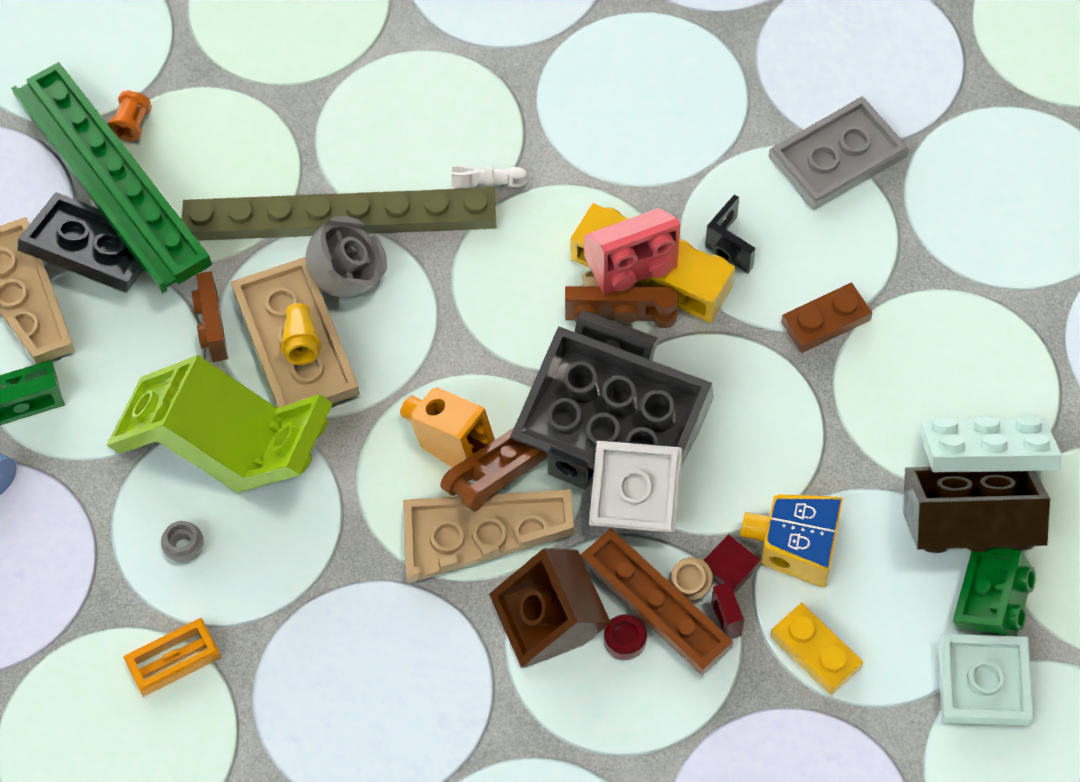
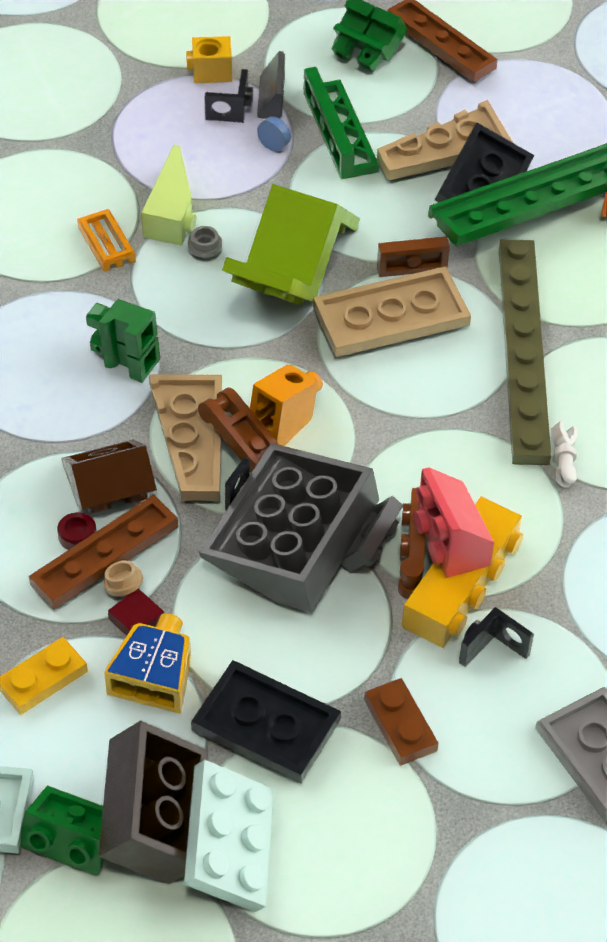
camera: 90 degrees right, 10 degrees down
(117, 580) = (169, 207): none -> yellowish green slope
(299, 339) = (382, 301): yellow cone -> none
(345, 258) = (462, 333): light grey cylinder -> none
(357, 598) = (125, 337): none -> green hips
(635, 486) = (208, 527): white tile -> none
(727, 610) = (84, 601): dark red tile -> none
(847, 430) = (266, 721): none -> black plate

